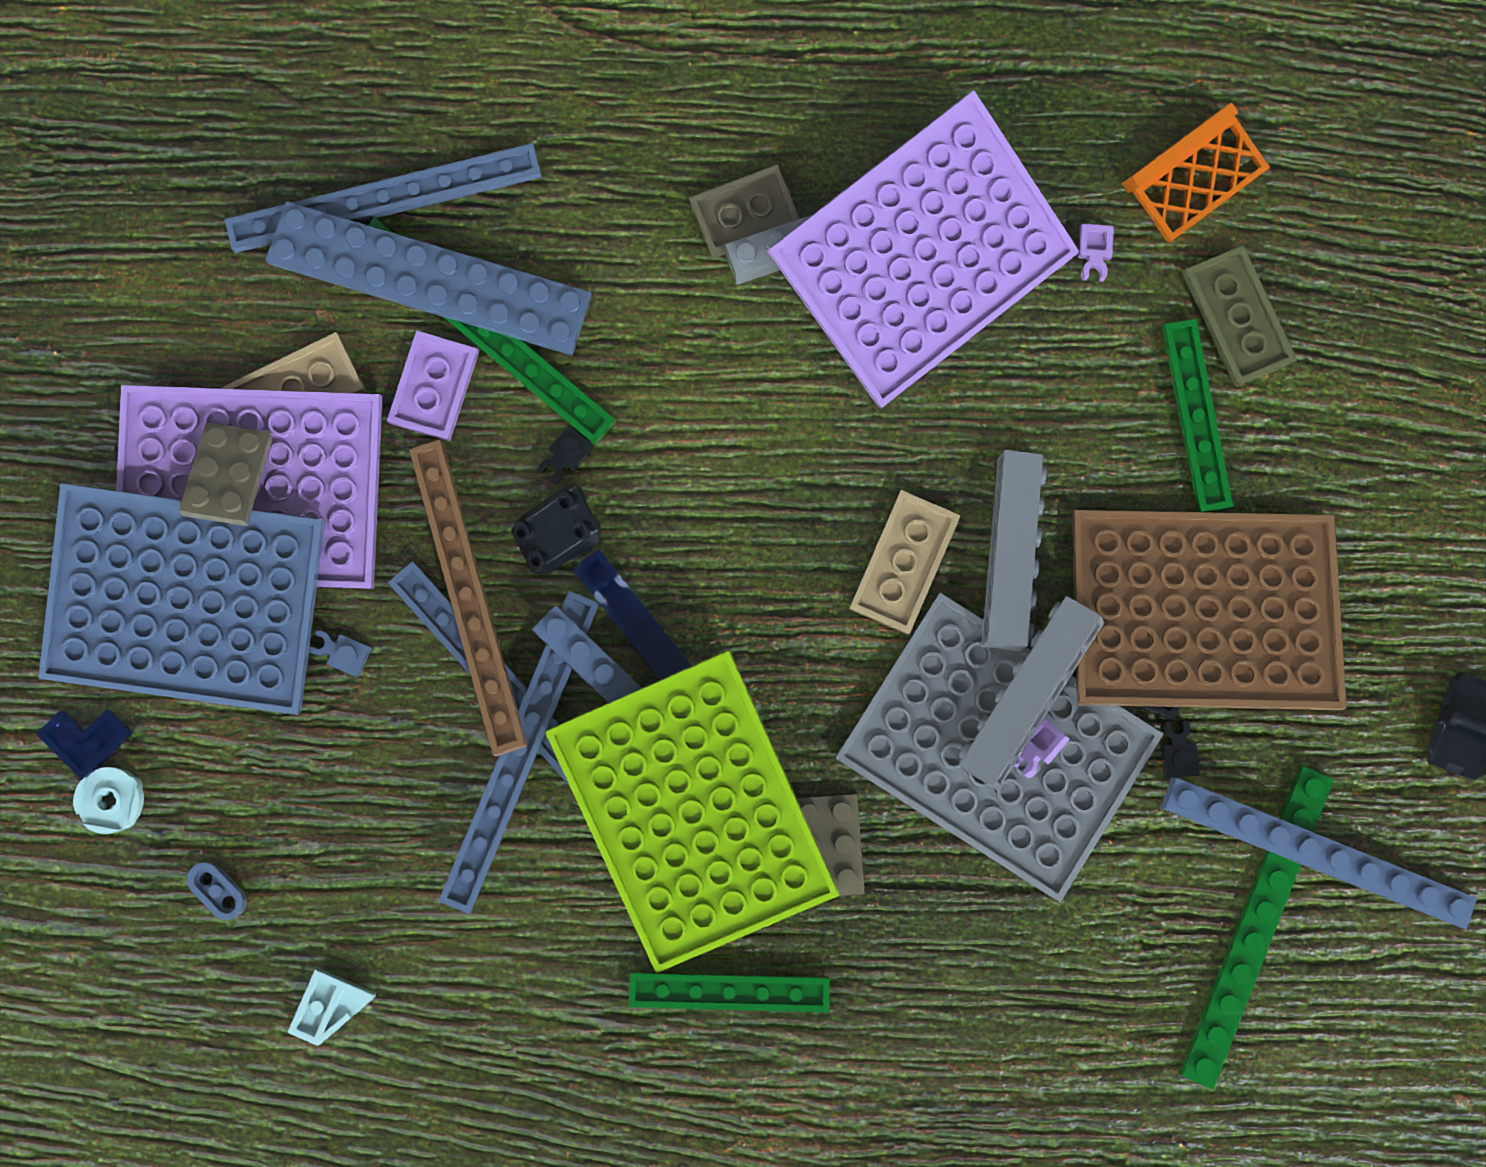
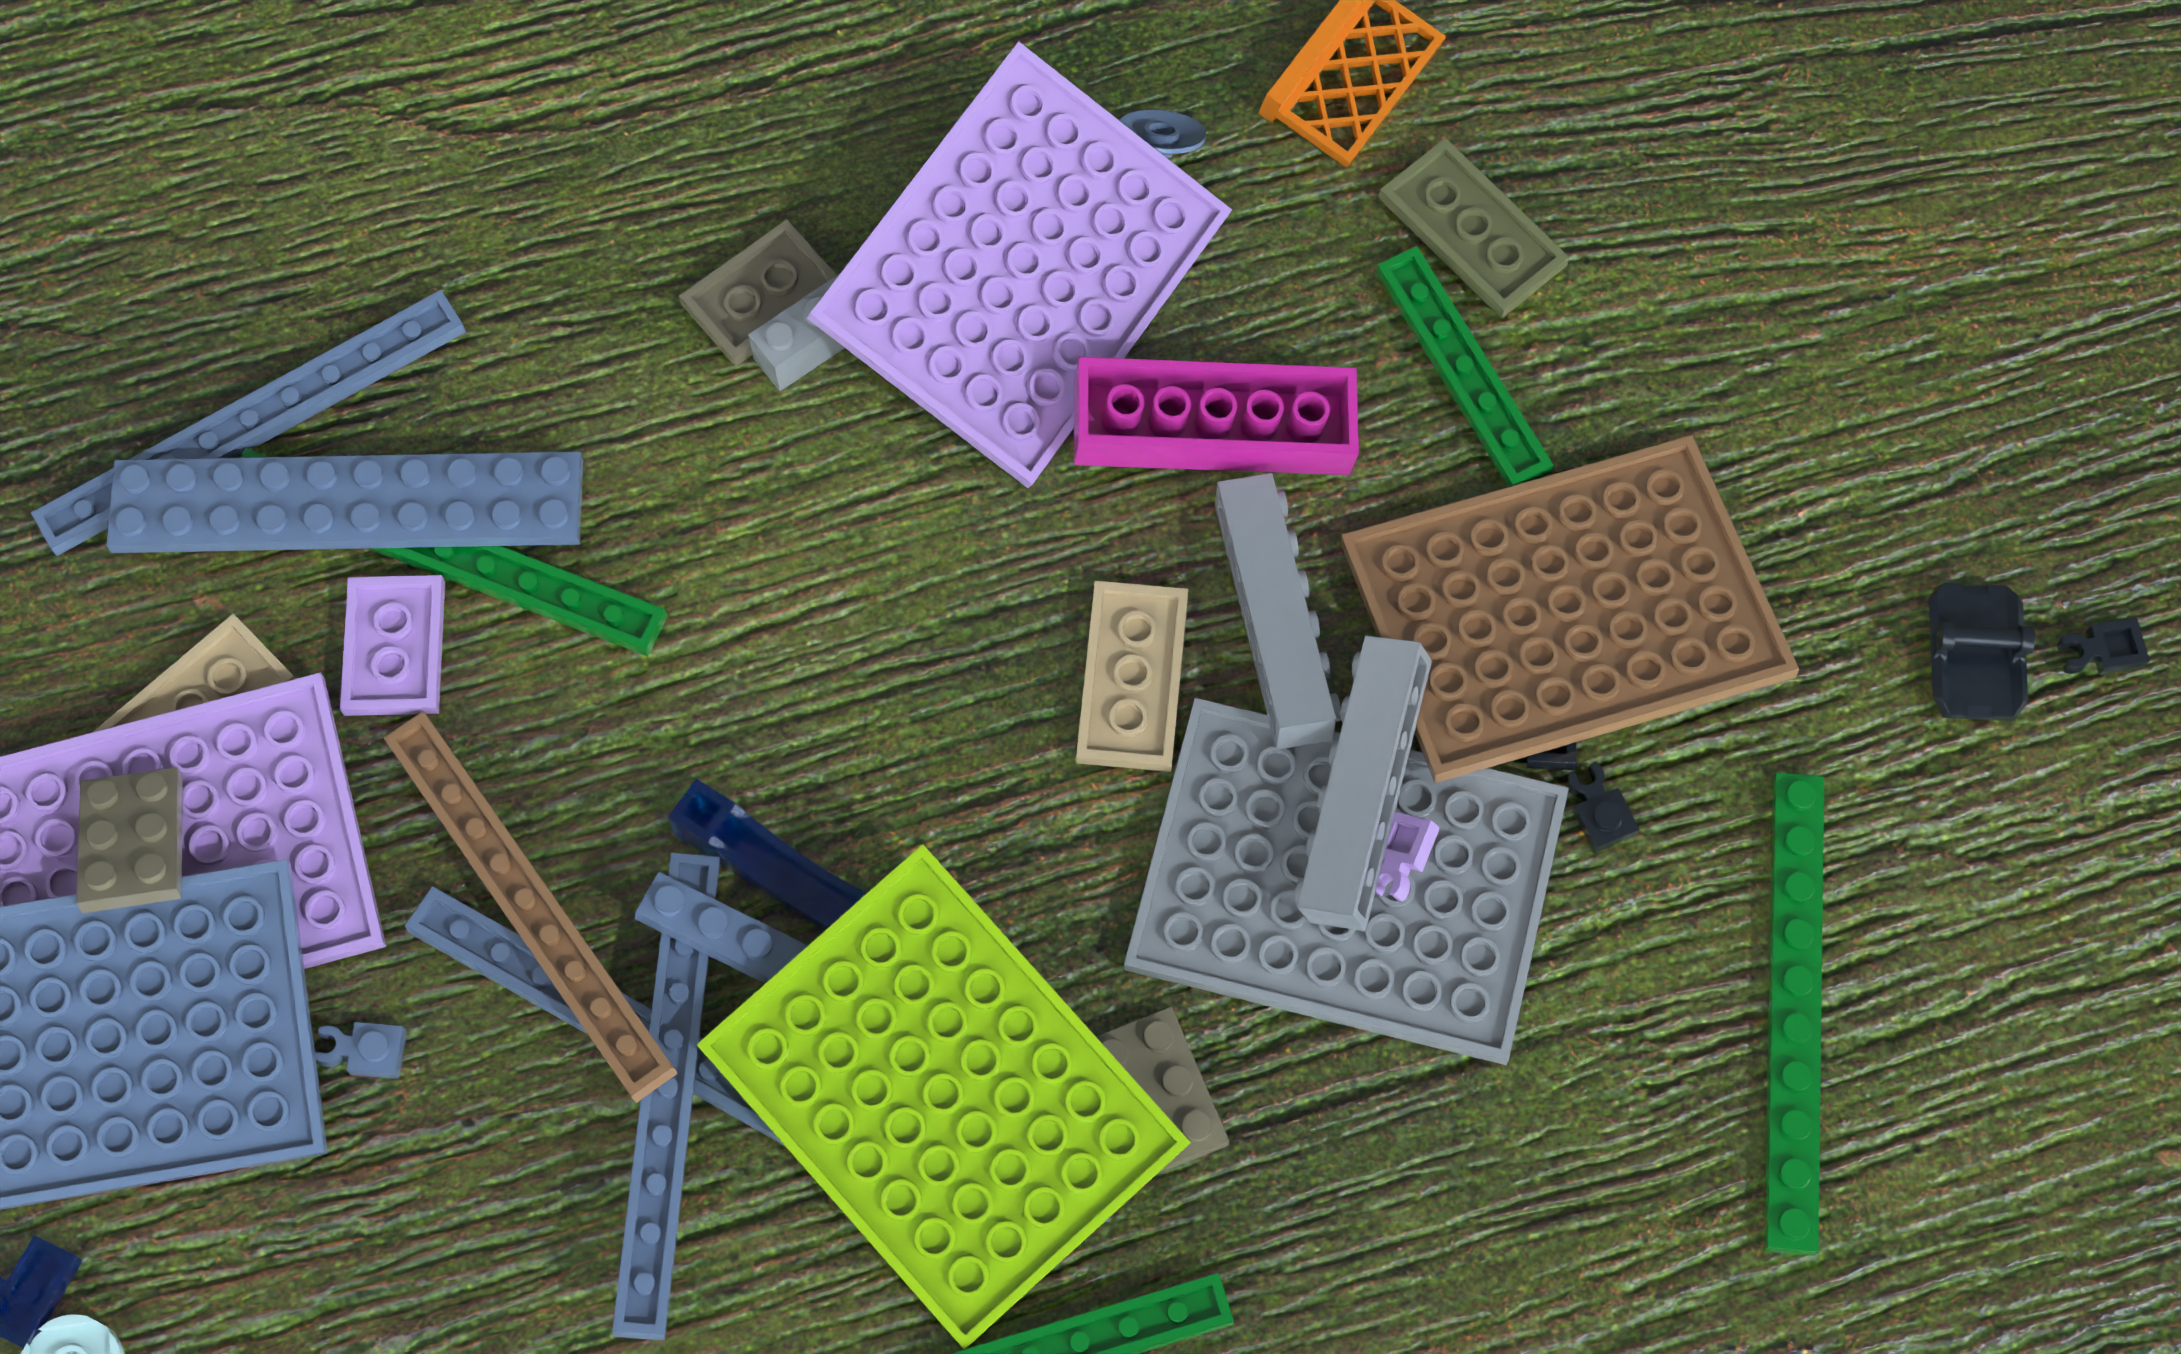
camera: 20 degrees left, 15 degrees down
(557, 530) = (630, 778): black shield -> none
(569, 451) = (611, 676): black plate -> none
(1019, 402) = (1215, 416): none -> dark pink brick
(1053, 179) = (1166, 130): none -> sand blue dish
(1095, 246) = (1253, 198): lavender plate -> none
(1318, 853) = (1838, 876): sand blue plate -> none

